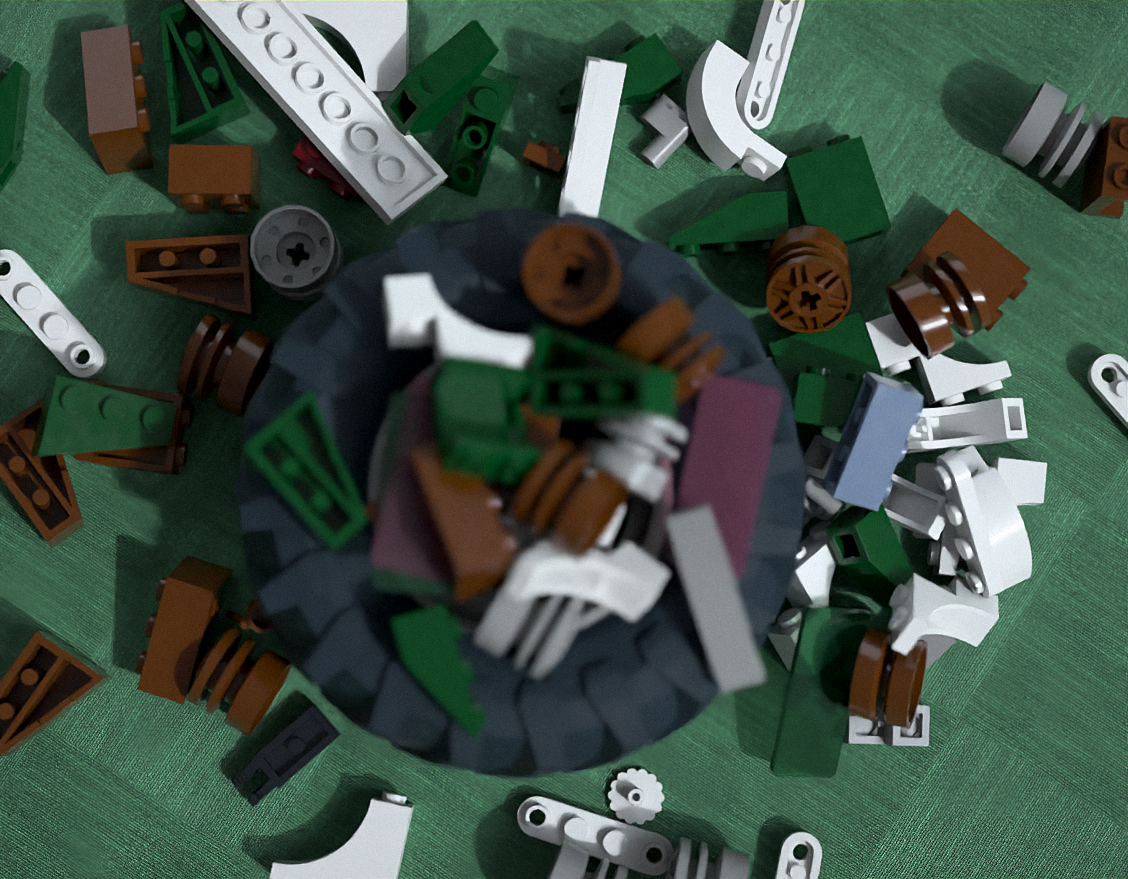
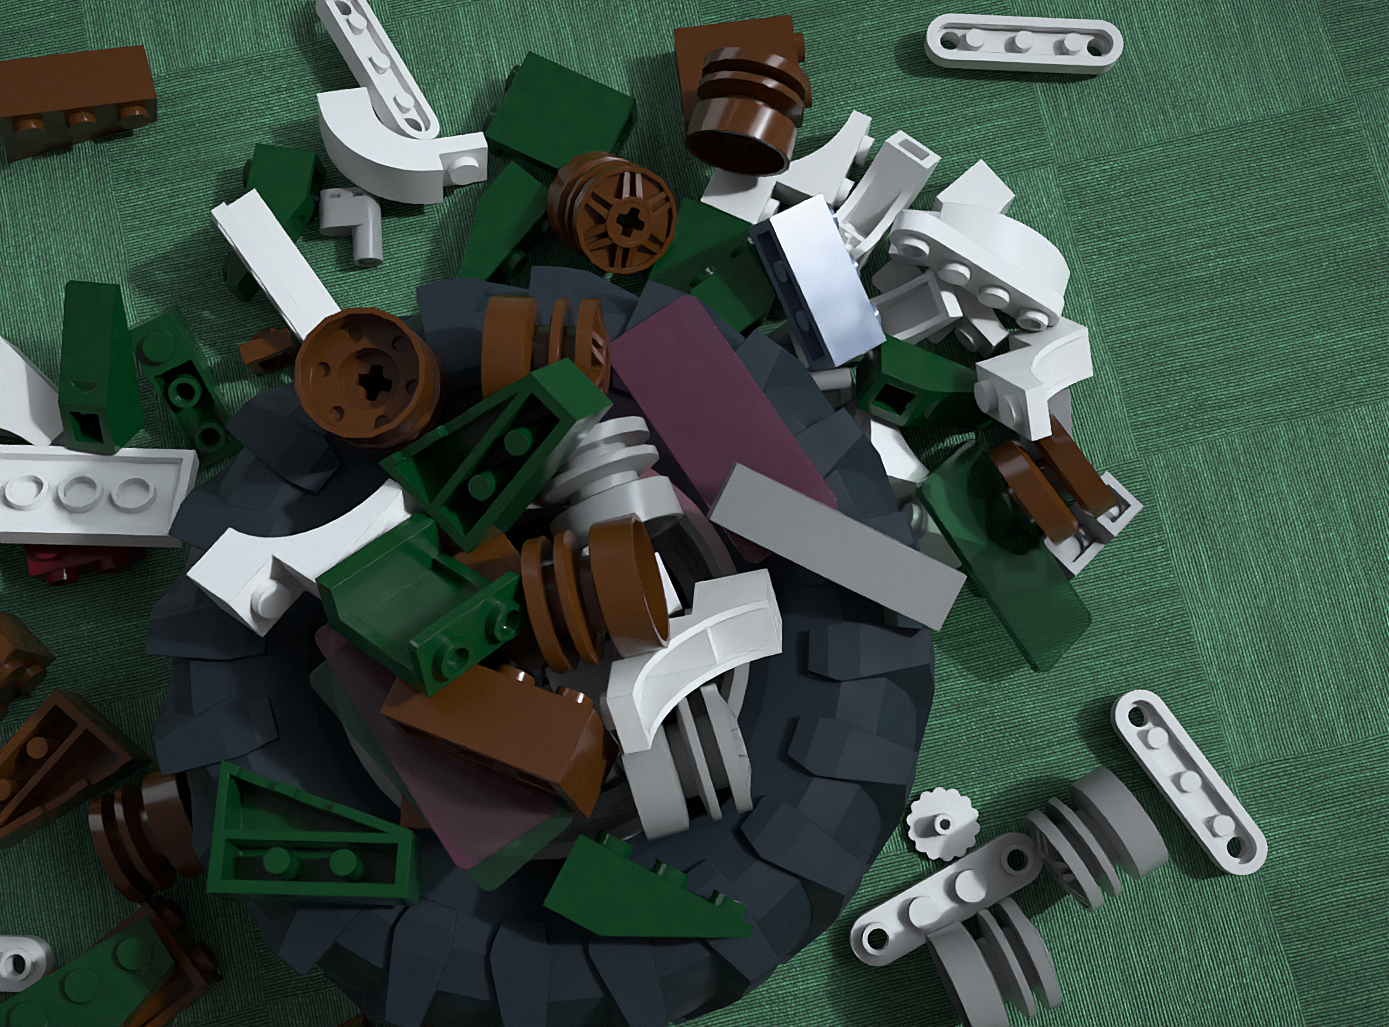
camera: 40 degrees left, 5 degrees down
(285, 235) = (97, 657): light grey wheel -> none

